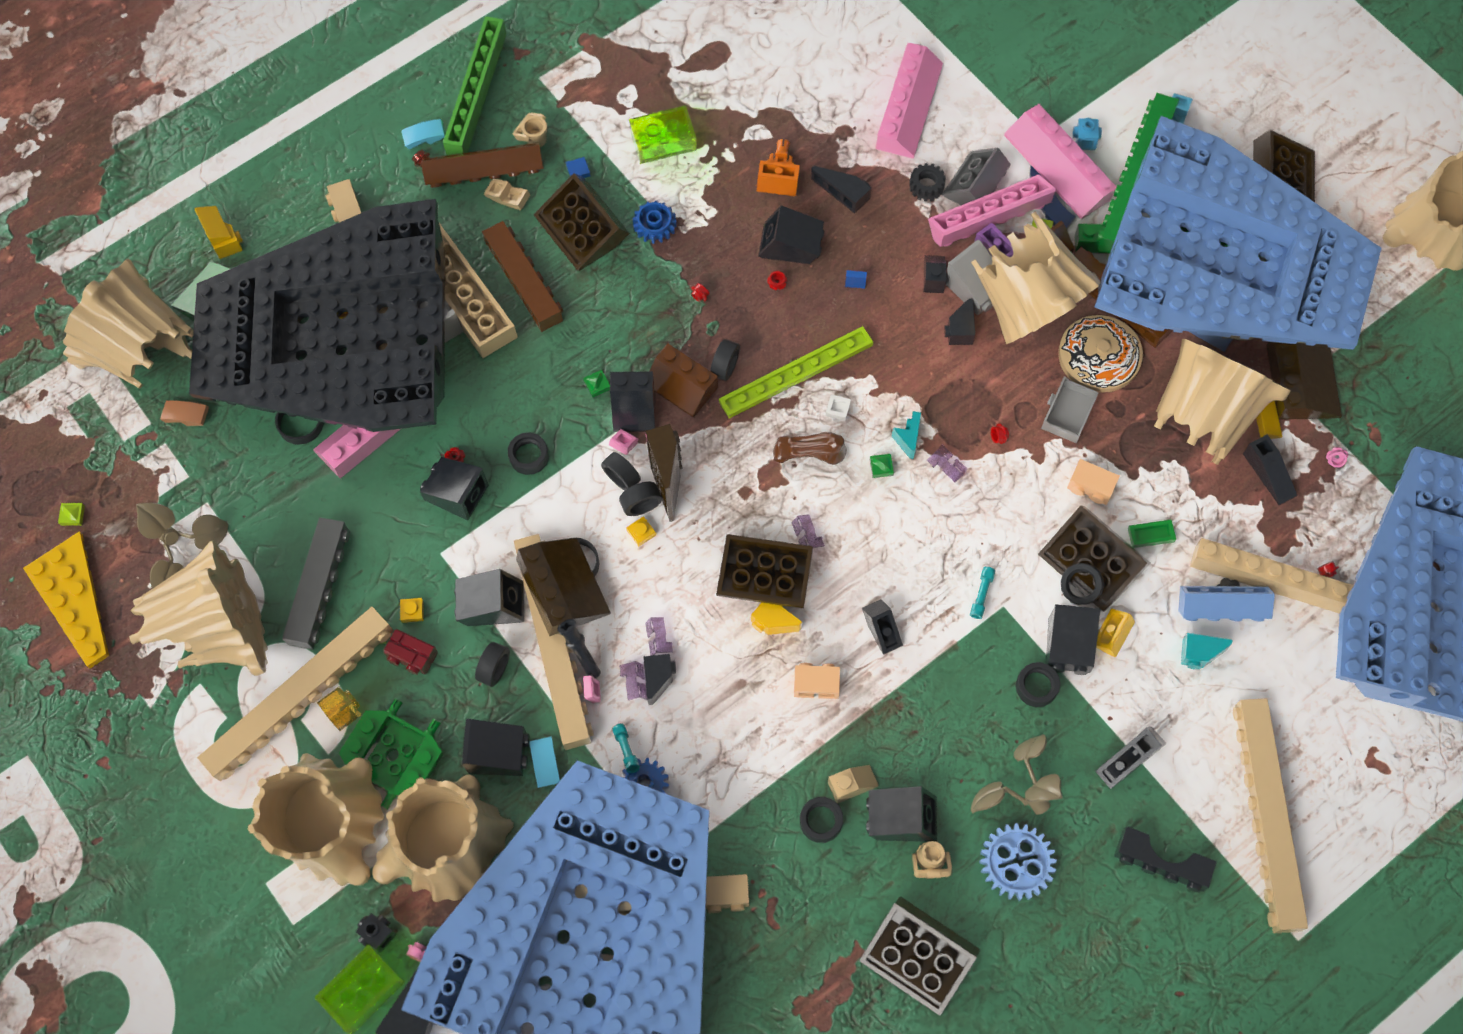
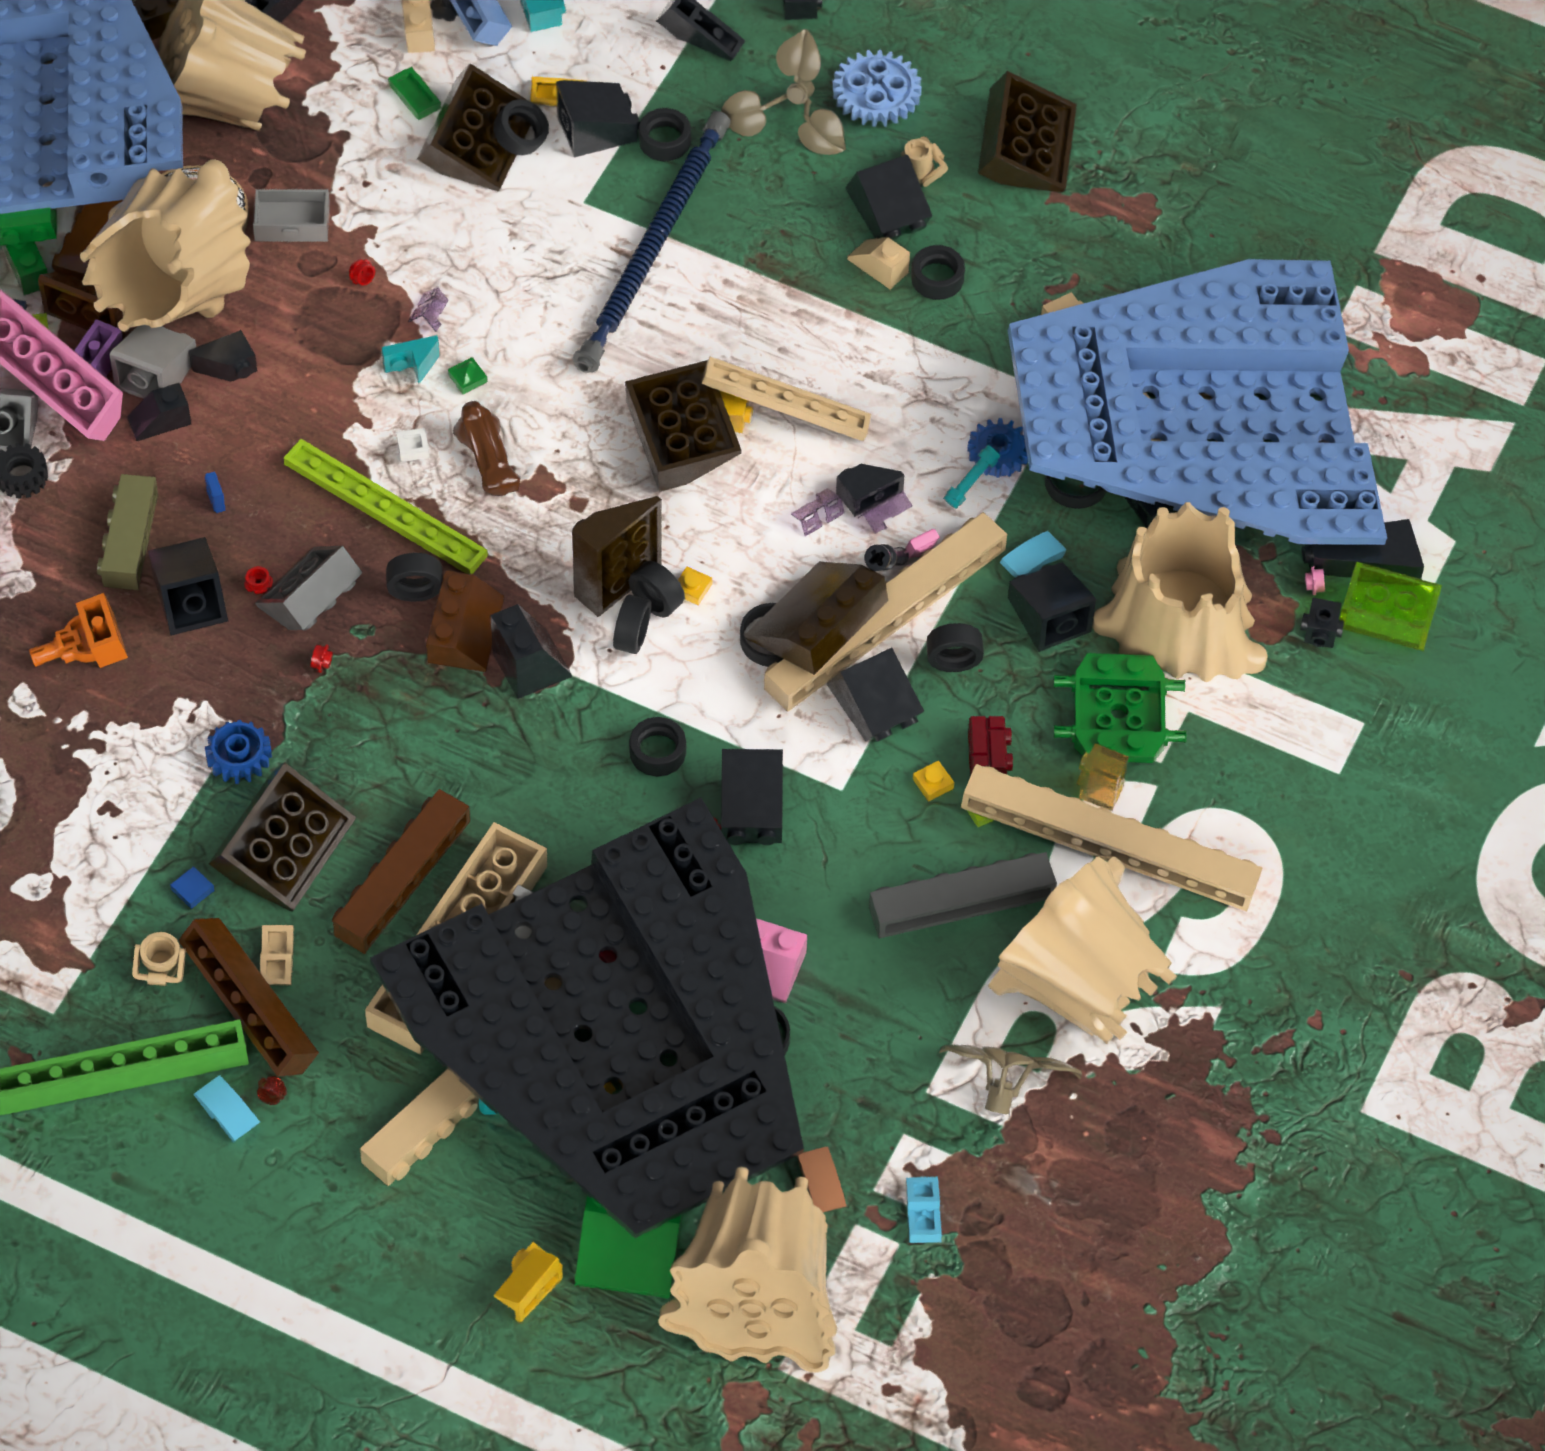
camera: 120 degrees left, 10 degrees down
(70, 594) = (1135, 1185): yellow wing -> none
(71, 514) = (1036, 1240): lime tile -> none
(131, 461) = (923, 1209): none -> medium azure slope
(319, 817) = (1237, 729): tan piece -> none
(597, 383) = (515, 719): green tile -> none
(623, 441) = (583, 651): bright pink tile -> none
(663, 134) = (93, 794): clear neon green brick -> none
(748, 648) = (786, 398): none -> tan plate
(754, 304) = (310, 587): none -> slope
(807, 525) = (604, 403): clear purple piece -> none
(816, 679) = (782, 333): light nougat piece -> none
(844, 187) = (78, 548): black slope -> none
(850, 222) = (128, 532): none -> olive brick
(862, 549) = (645, 254): none -> dark blue hose
(882, 626) = (676, 297): black slope -> none
(978, 608) = (556, 224): teal bar -> none
(1093, 482) = (380, 161): light nougat piece -> none

